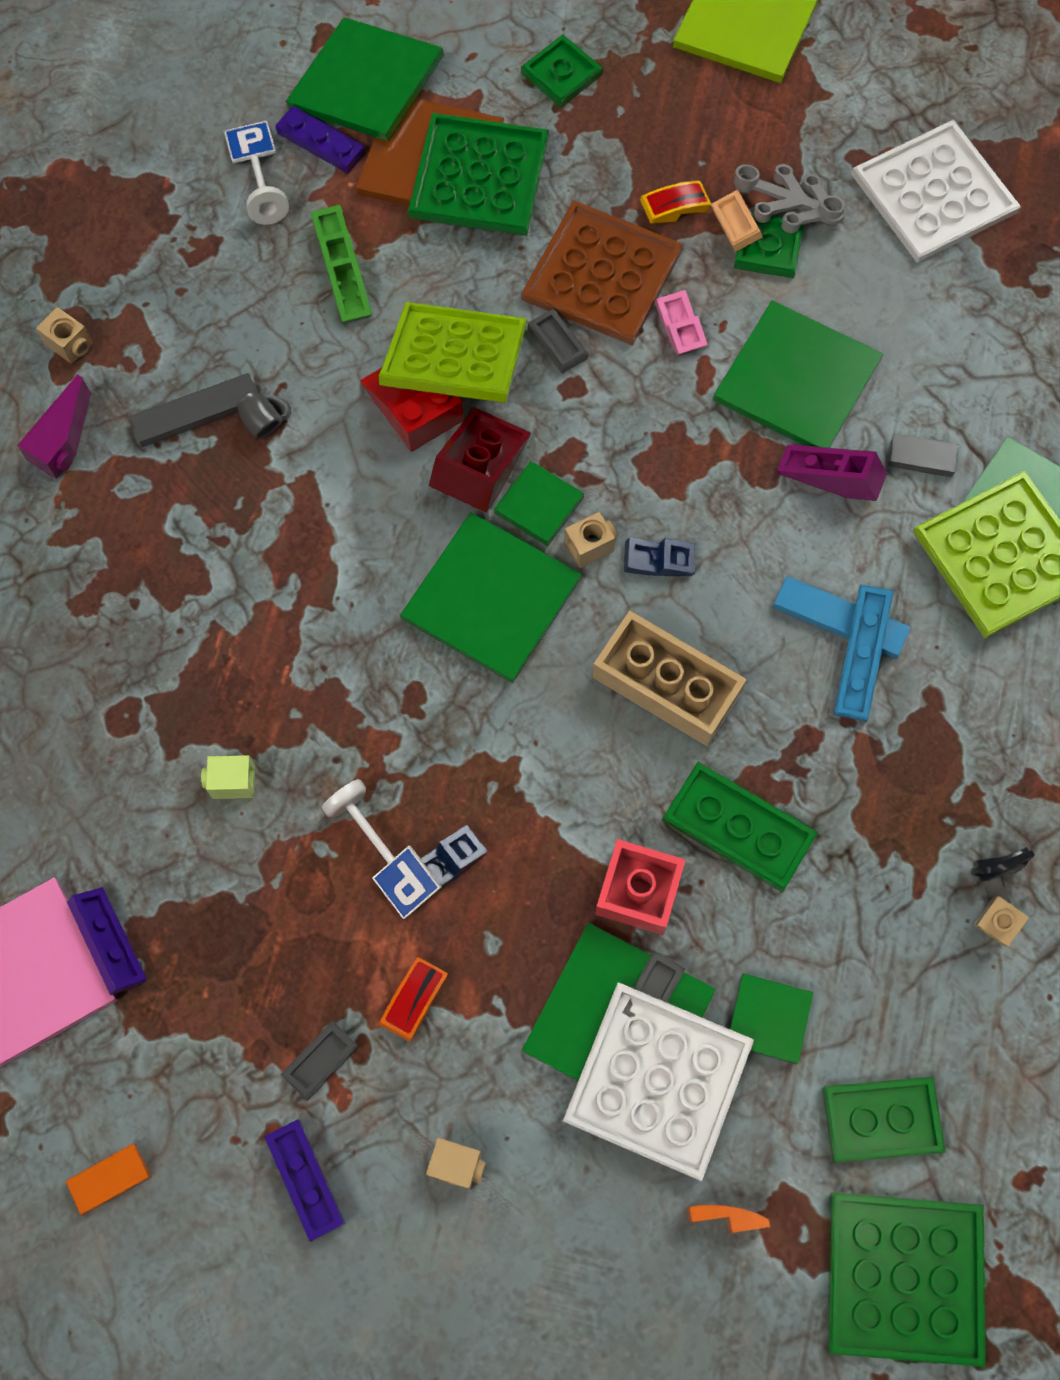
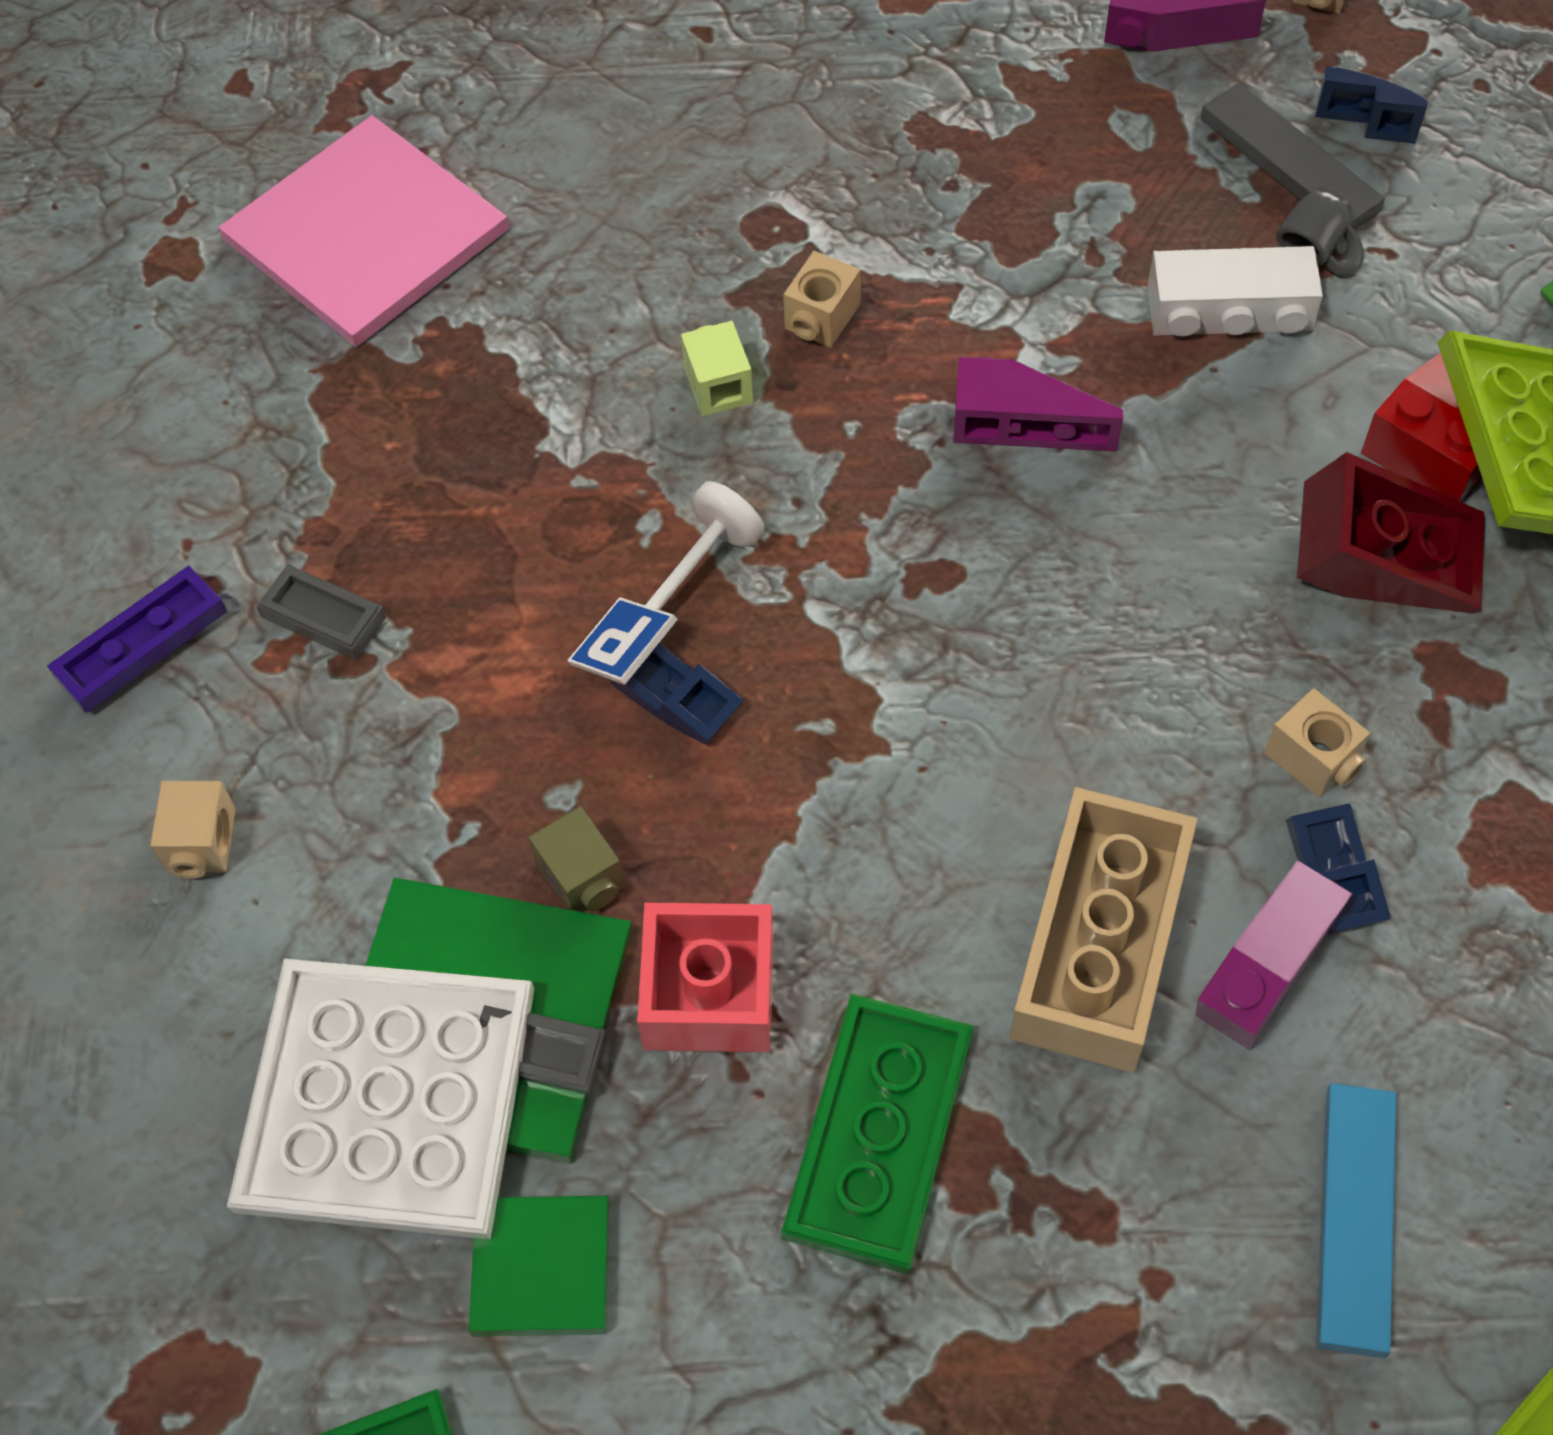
camera: 75 degrees right, 10 degrees down
(106, 940) = (430, 299): dark purple plate -> none
(108, 1179) = (103, 409): orange tile -> none
(182, 348) = (1384, 106): none -> dark blue slope
(194, 691) = (822, 299): none -> tan brick
(286, 475) = (1234, 291): none -> white brick
(323, 613) = (1026, 408): none -> magenta slope
(413, 999) = (440, 701): slope -> none
(491, 597) = (1153, 633): green tile -> none
(539, 503) = (1355, 655): green tile -> none
(546, 941) = (577, 862): none -> olive brick
(704, 604) = (1271, 955): none -> slope
(736, 1218) = (176, 1282): orange slope -> none
(863, 653) = (1298, 1269): dark azure tile -> none

